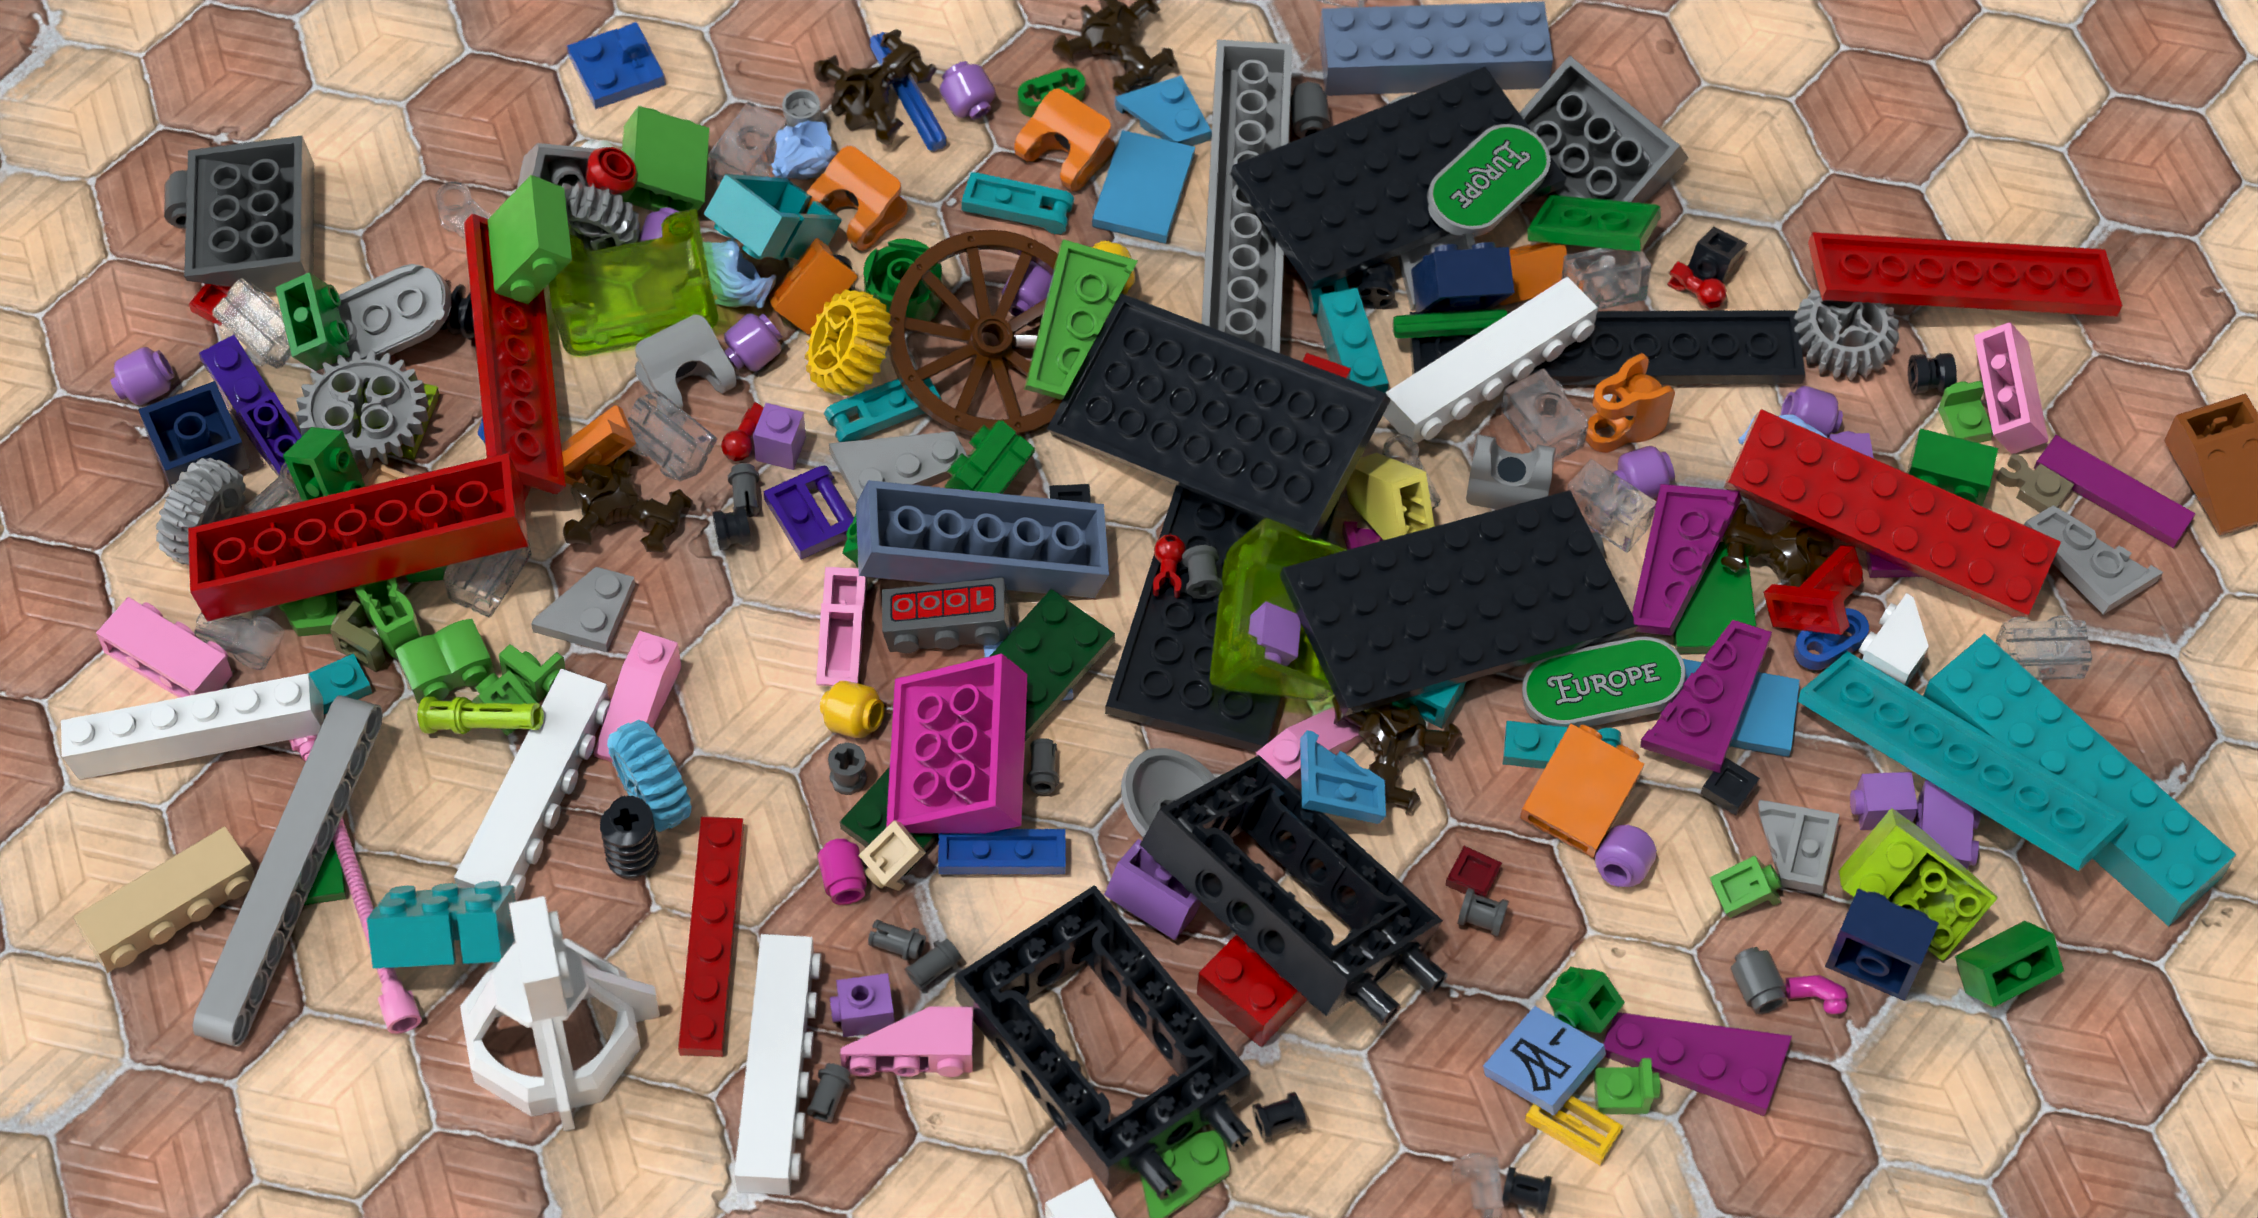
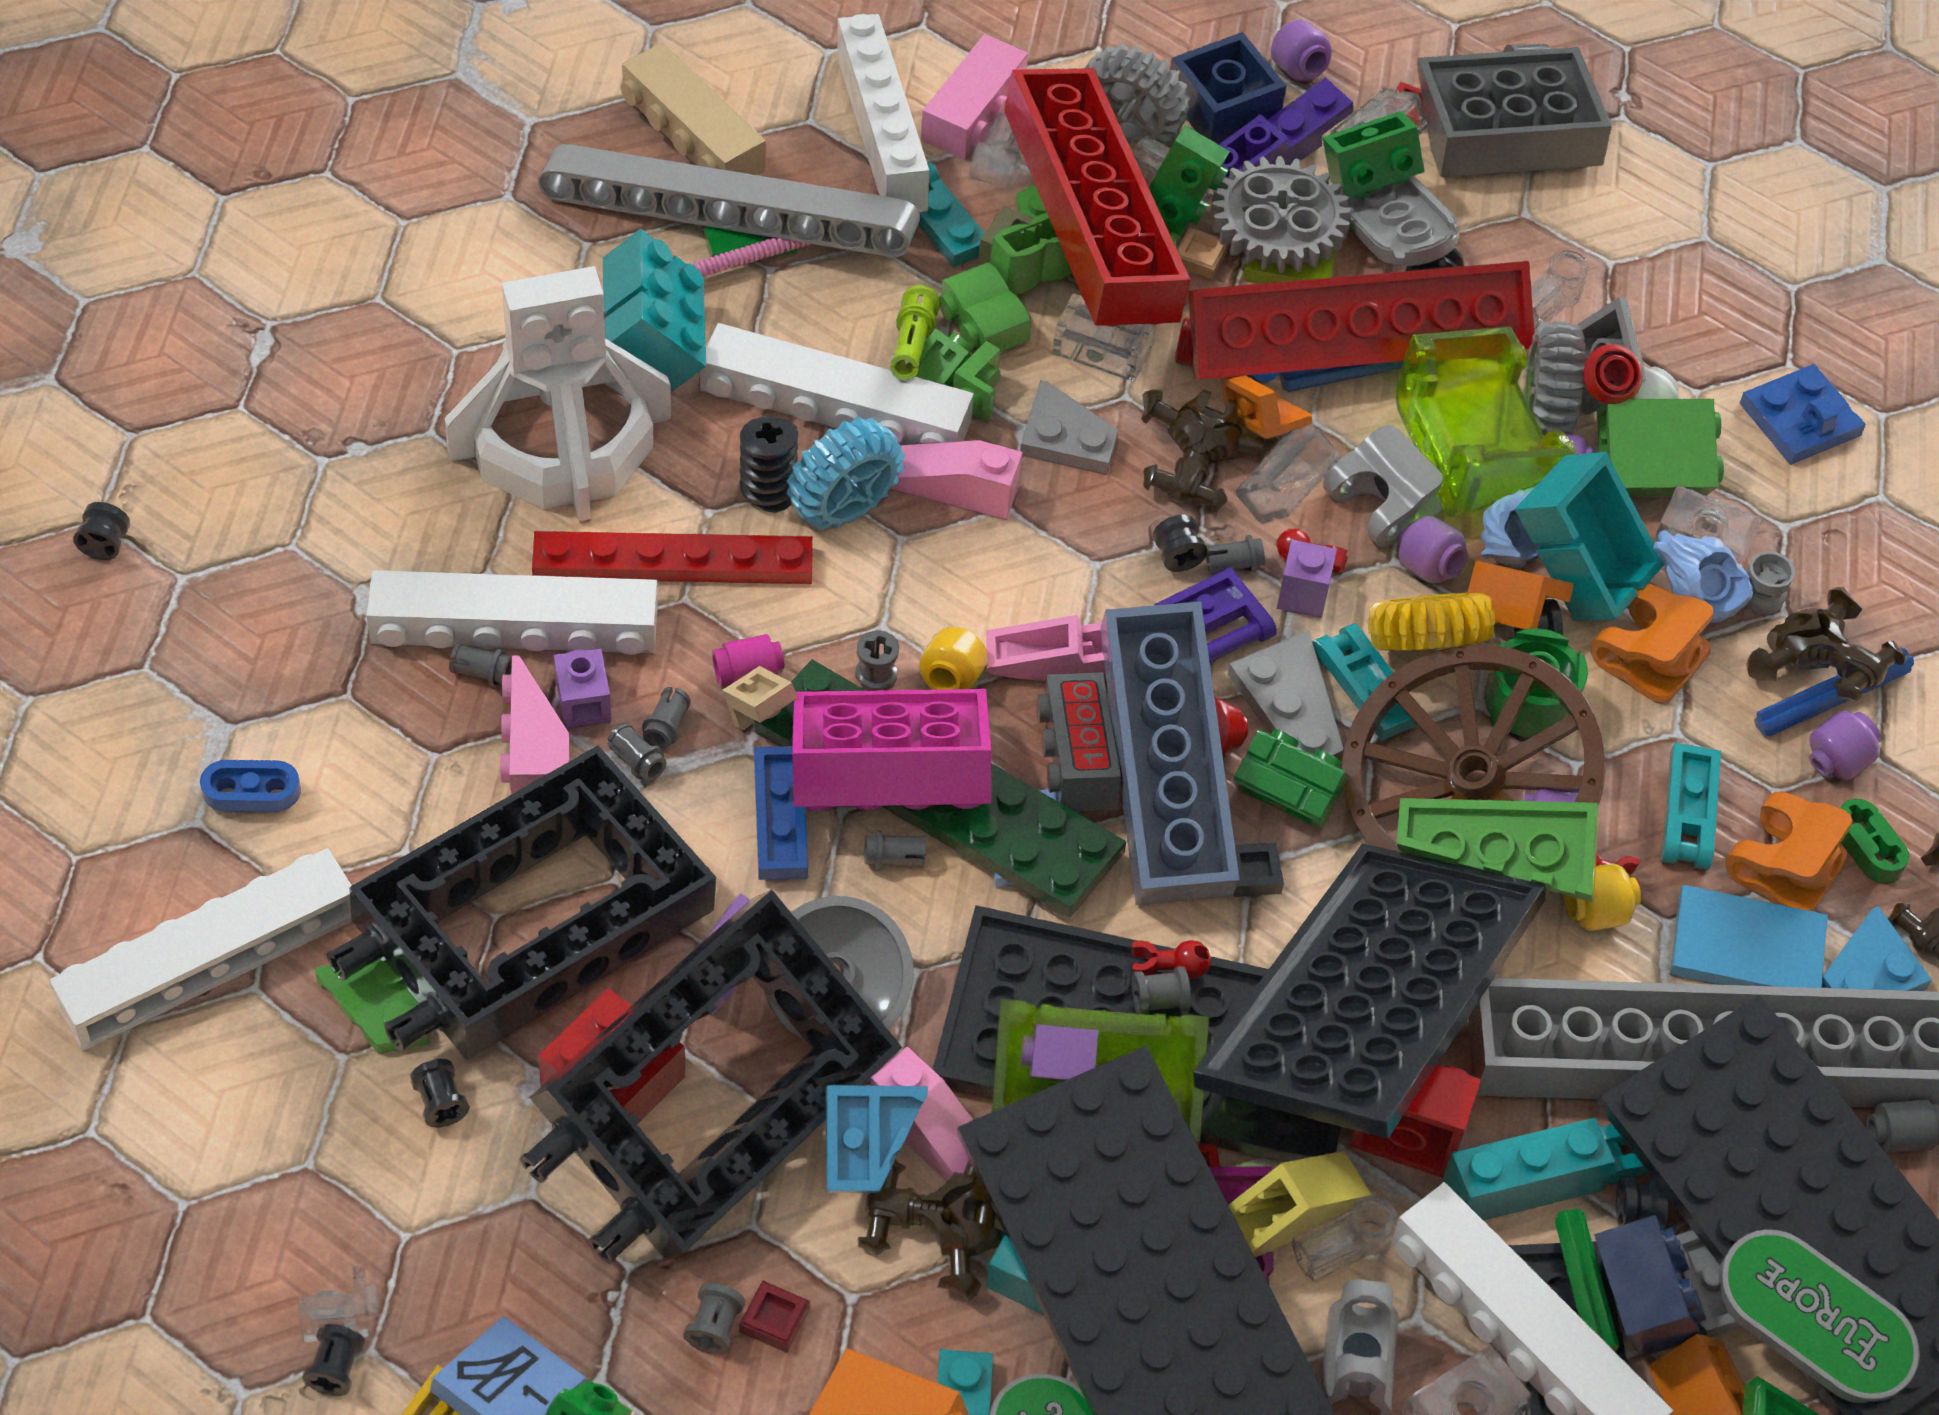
camera: 85 degrees right, 5 degrees down
(529, 239) = (1497, 304): bright green brick -> none

